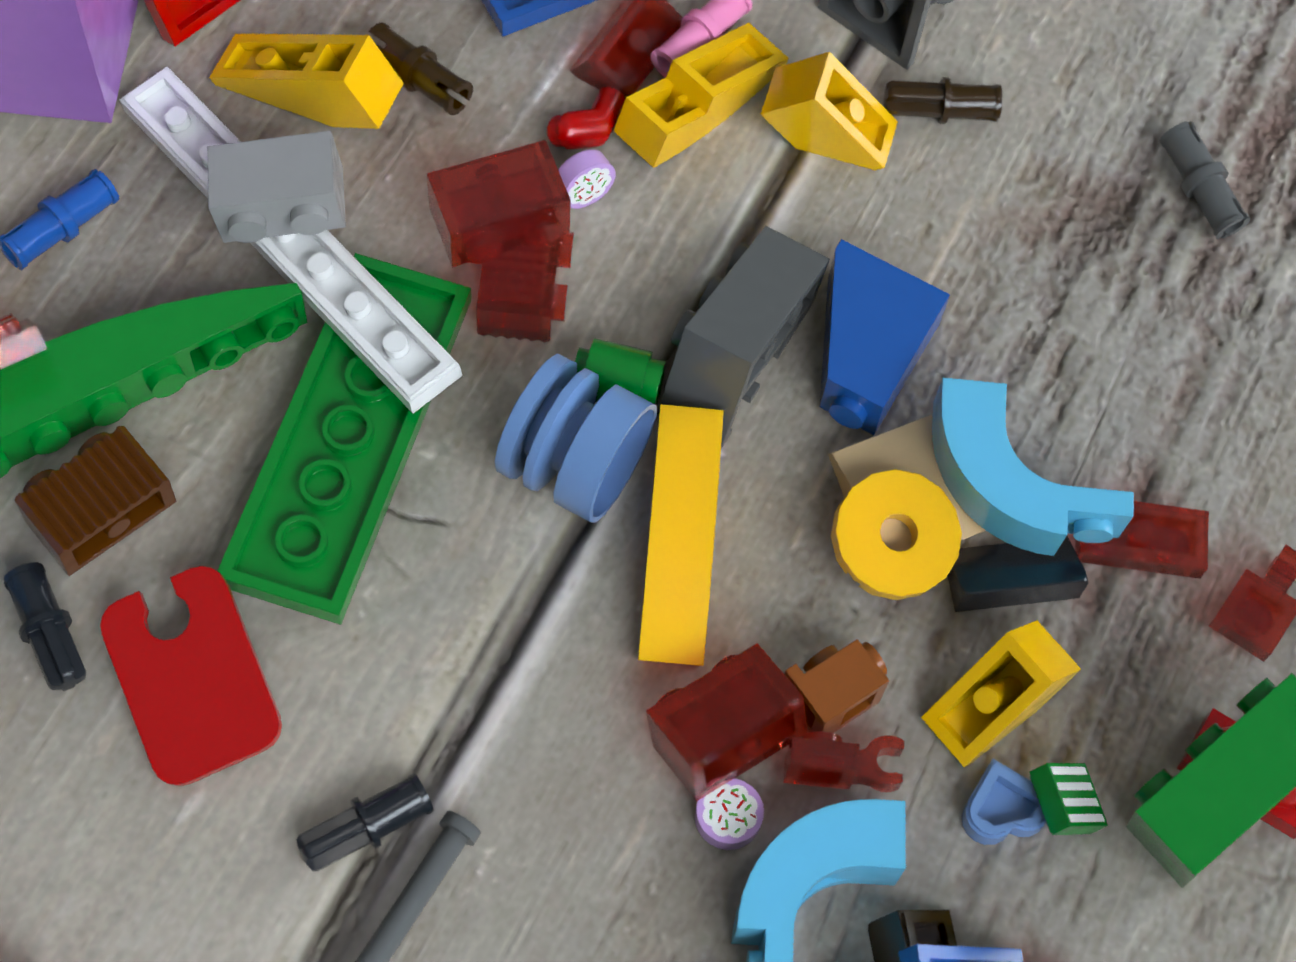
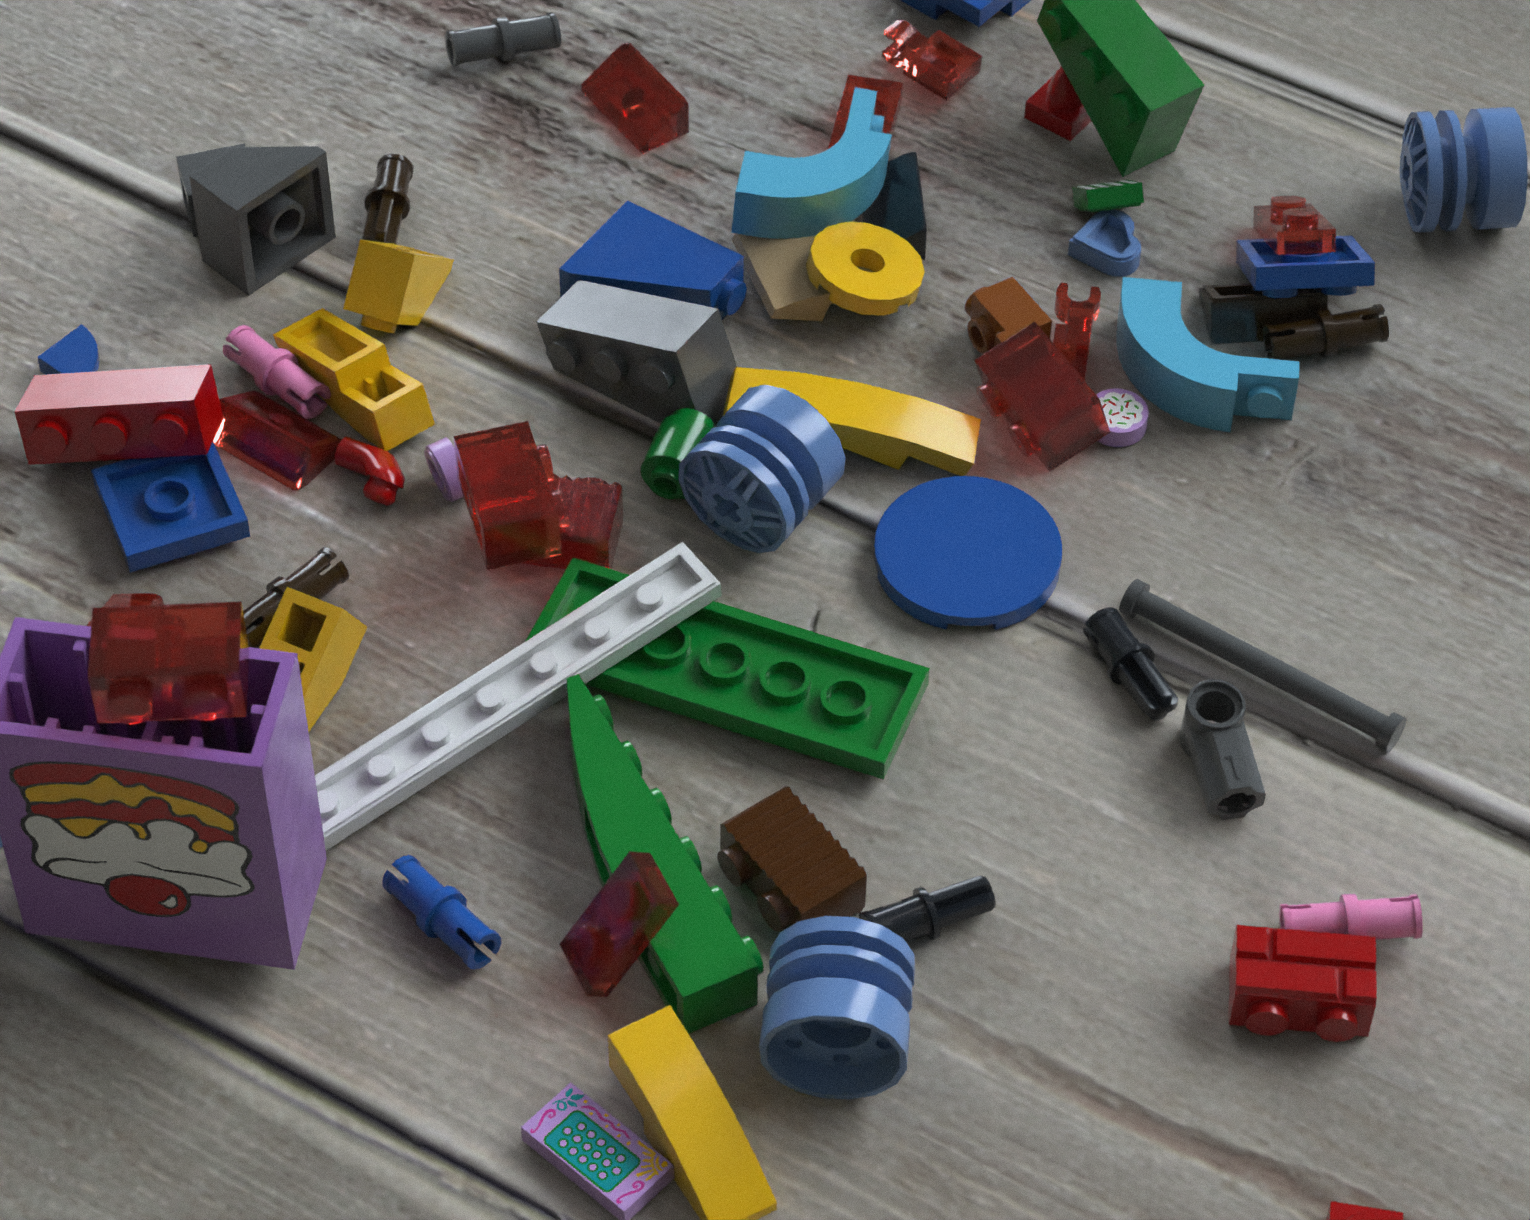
camera: 80 degrees left, 15 degrees down
(194, 695) = (1000, 786): red piece -> none
(230, 912) = (1221, 749): none -> dark grey piece
(276, 187) = (462, 677): light grey brick -> none
(518, 660) = (967, 553): none -> blue tile
(1000, 691) = (1013, 222): yellow slope -> none
(1139, 312) = (637, 99): none -> clear red slope

